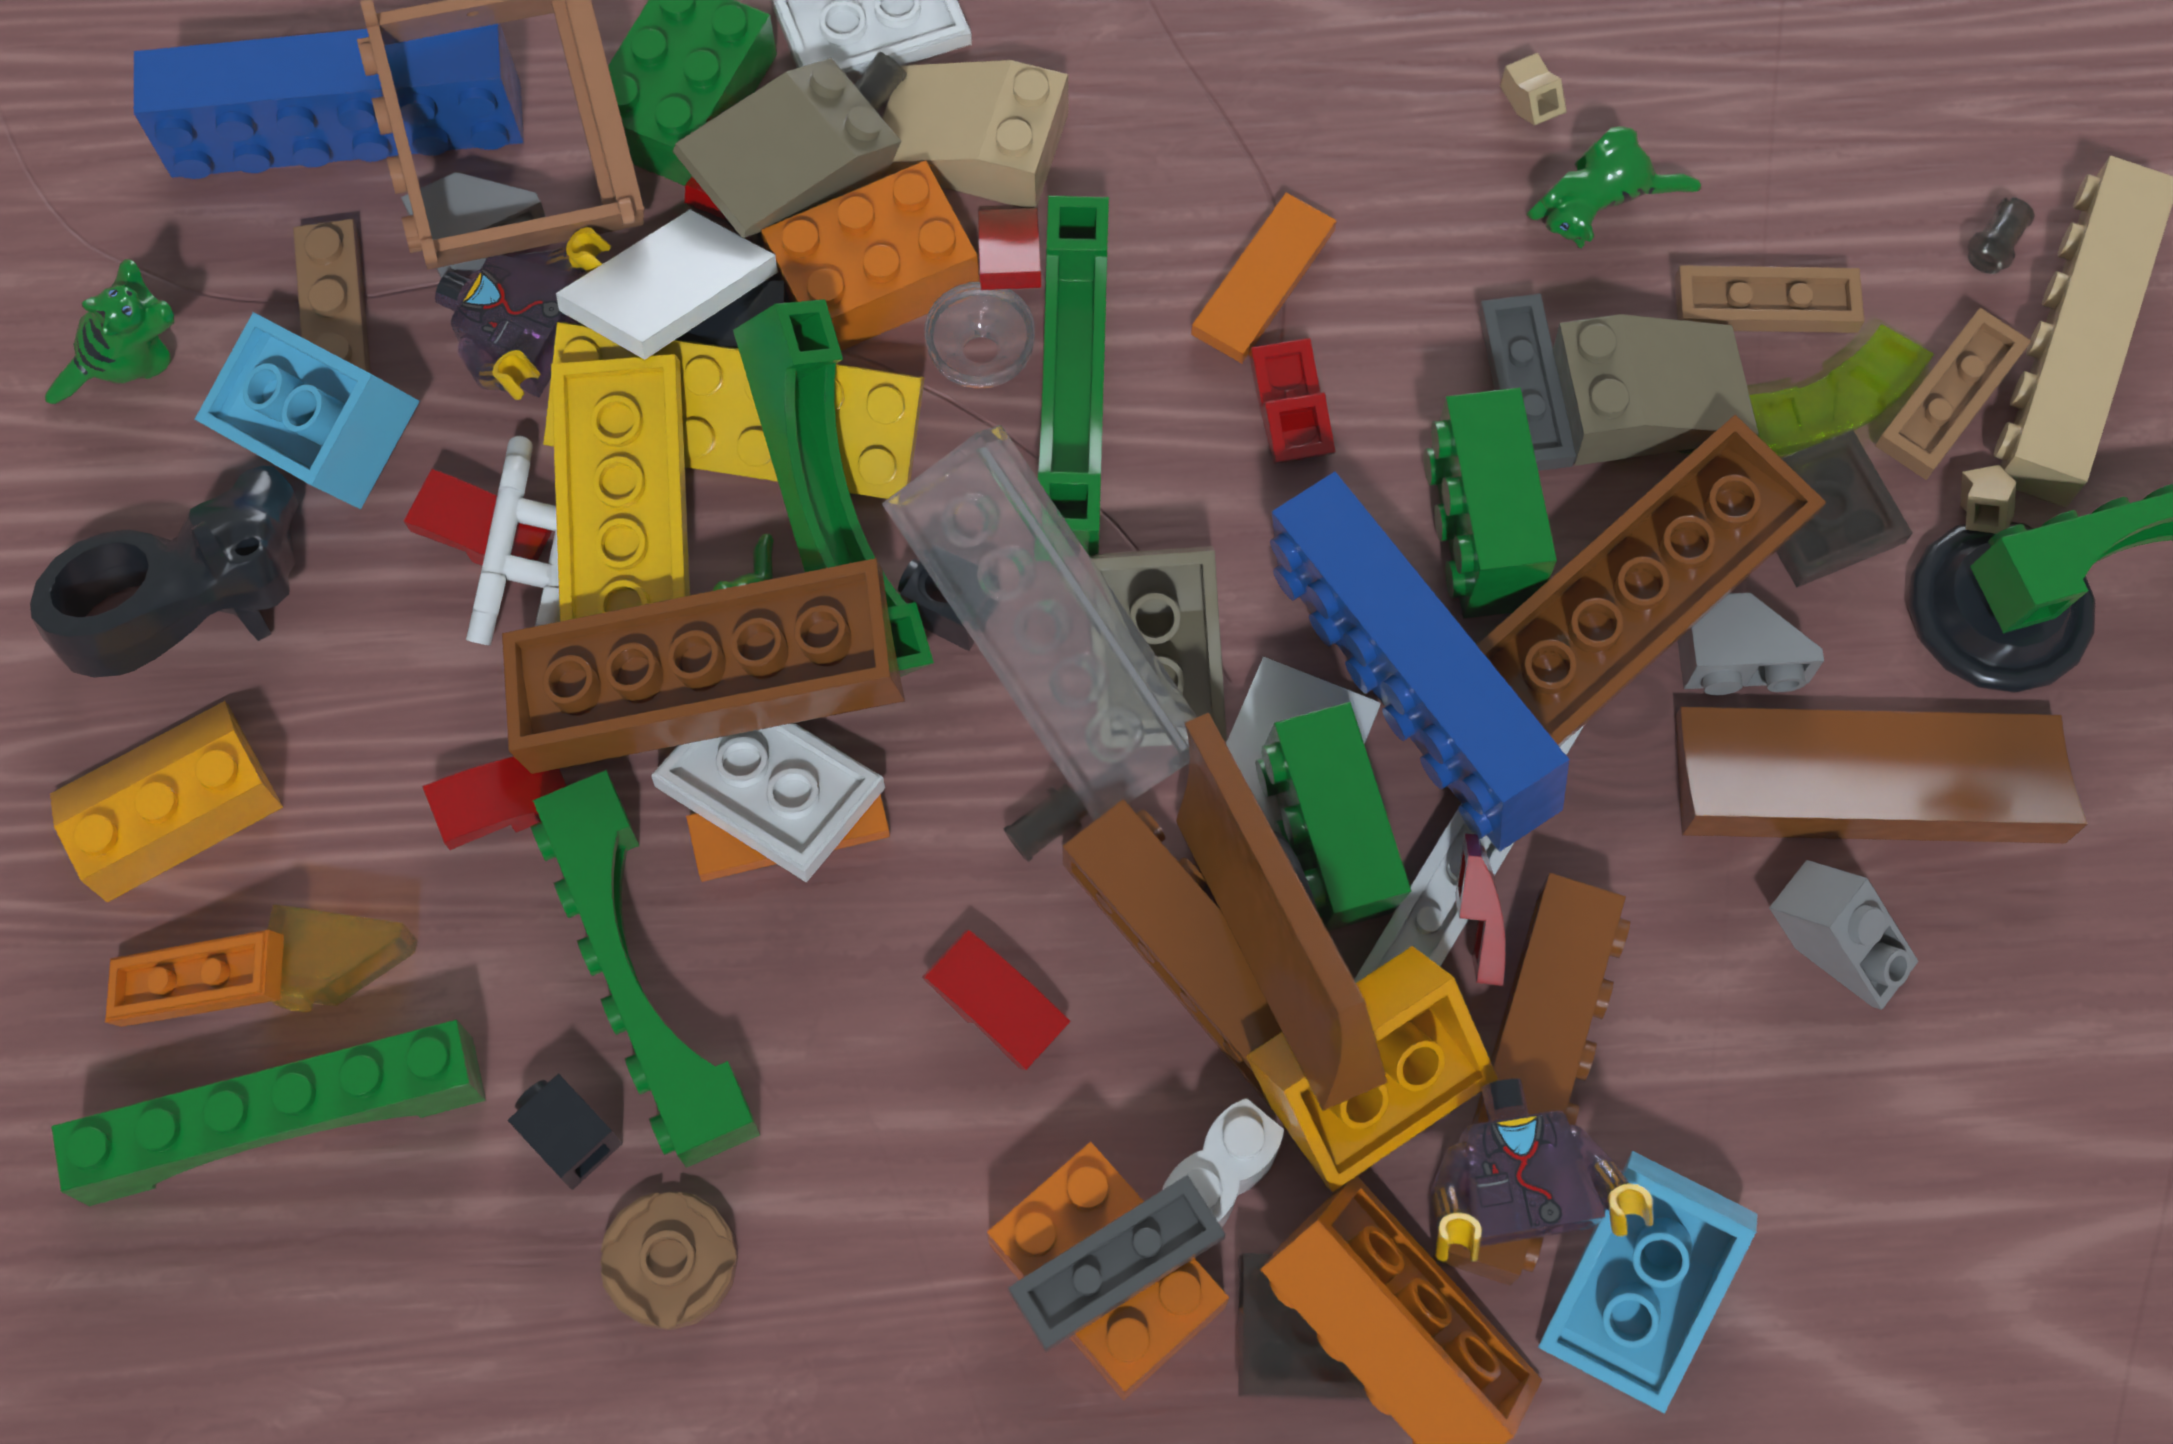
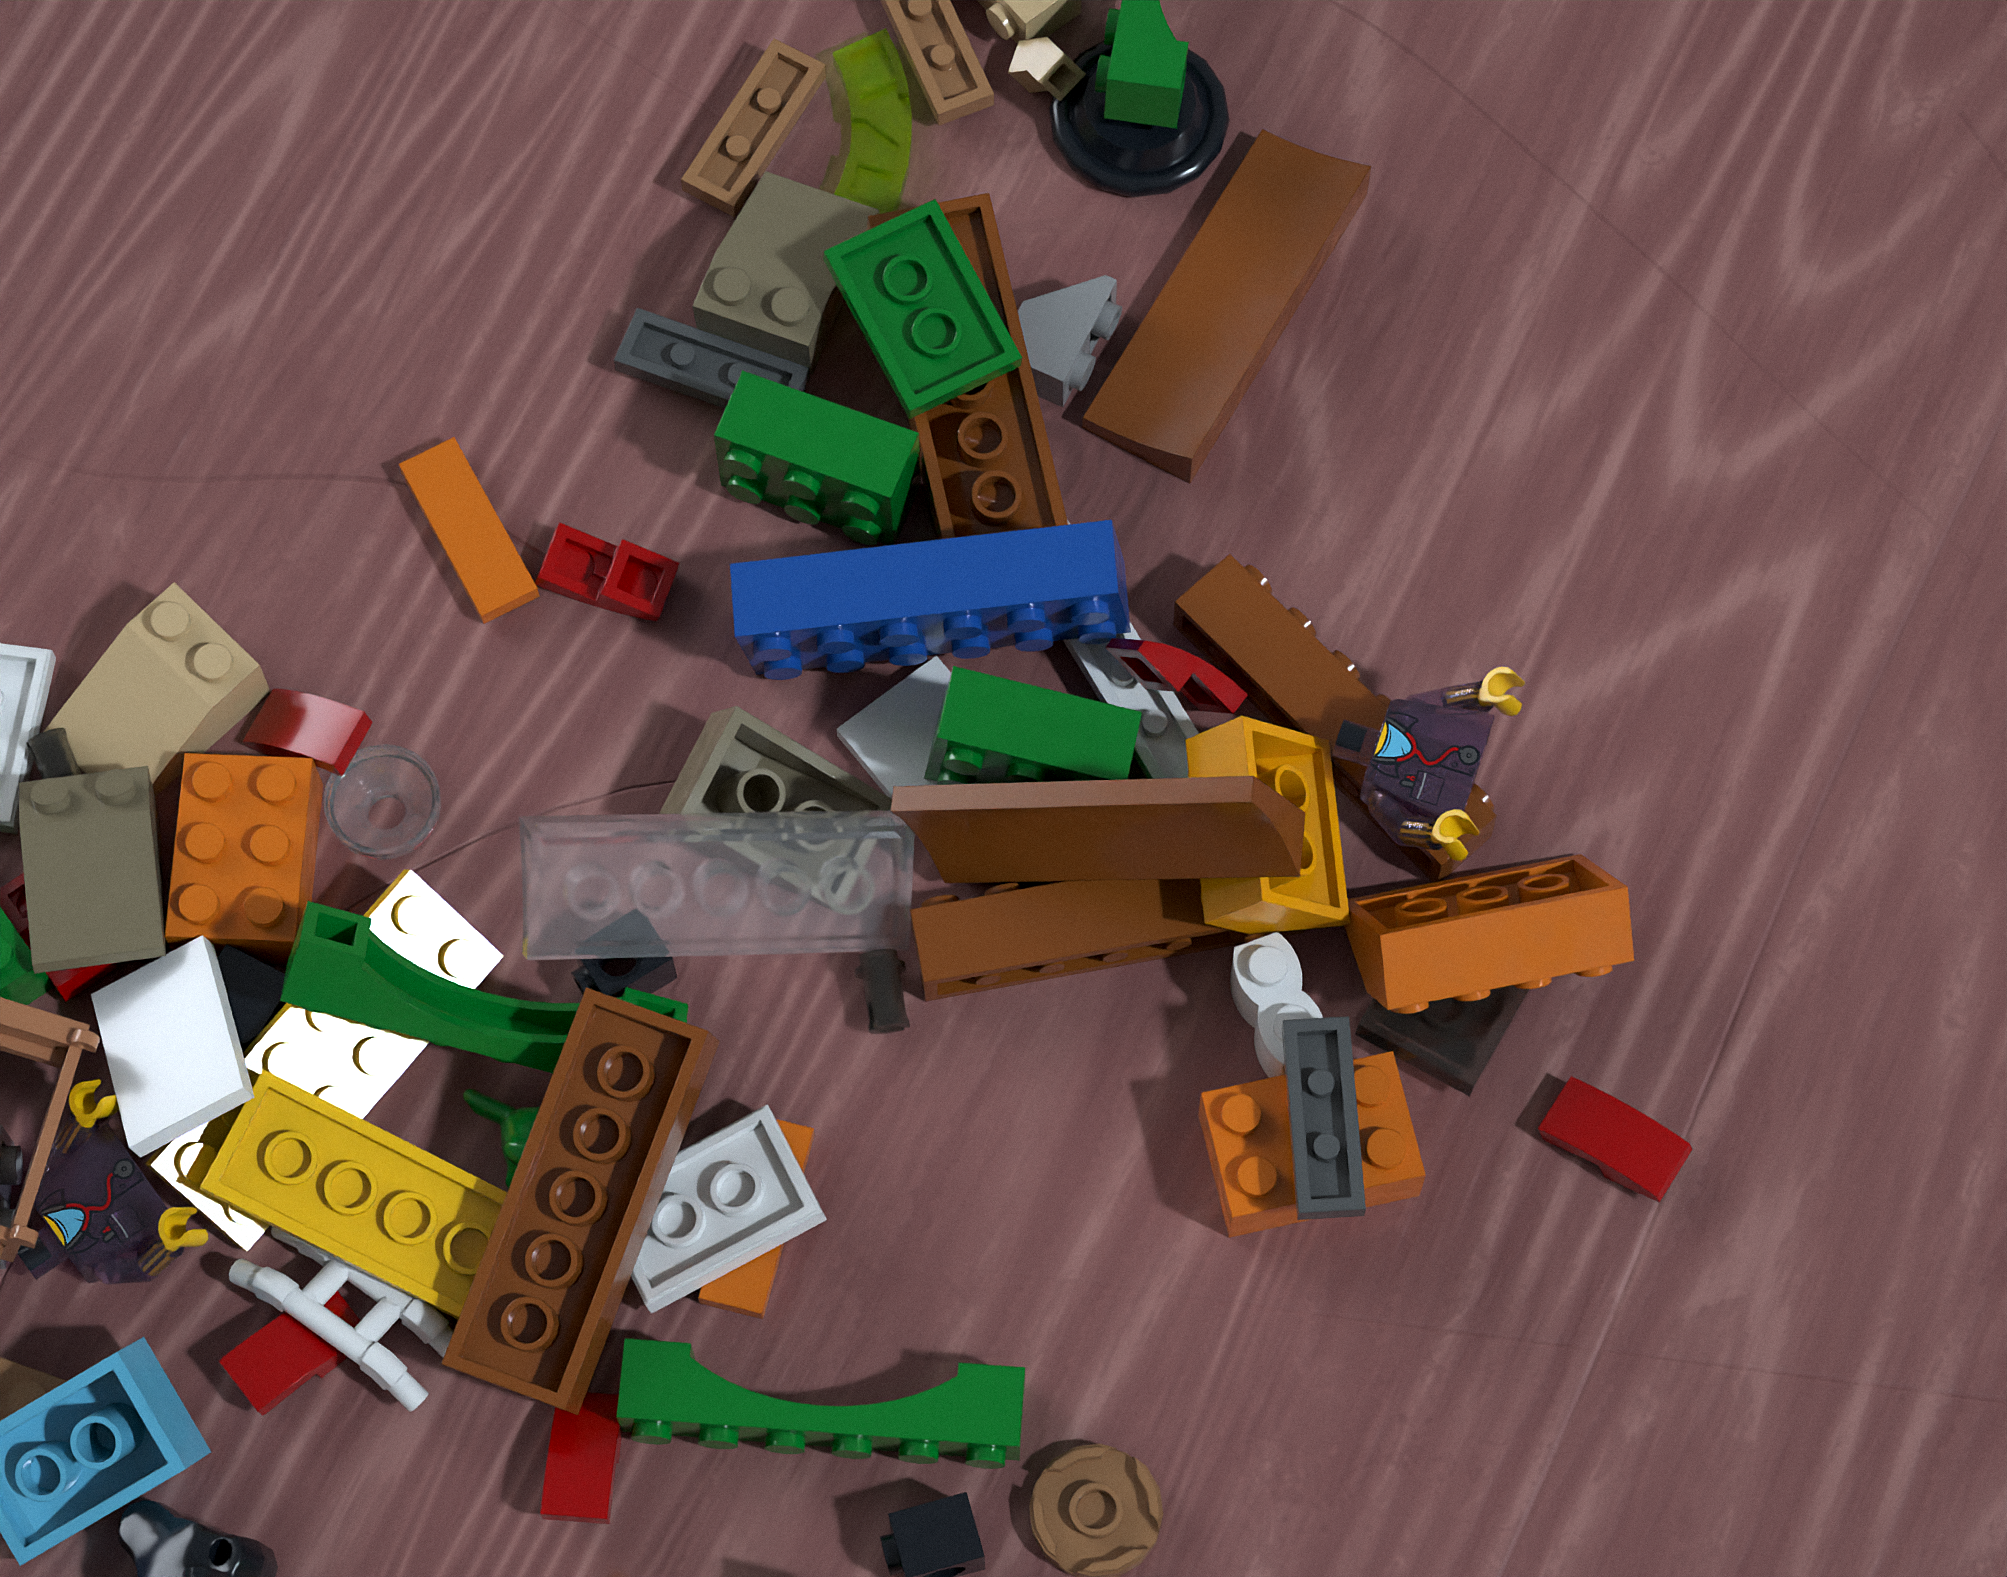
camera: 60 degrees left, 0 degrees up
(996, 999) = (1019, 1115): red slope -> none
(1075, 361) = (445, 730): green arch -> none
(1533, 90) = (430, 199): tan piece -> none
(1606, 176) = (556, 187): green animal -> none
(1650, 1295) = (1570, 741): medium azure slope -> none
(1675, 502) = (922, 308): none -> green plate
(1845, 931) = (1349, 404): light grey slope -> none
(1857, 515) = (969, 167): clear smoke plate -> none

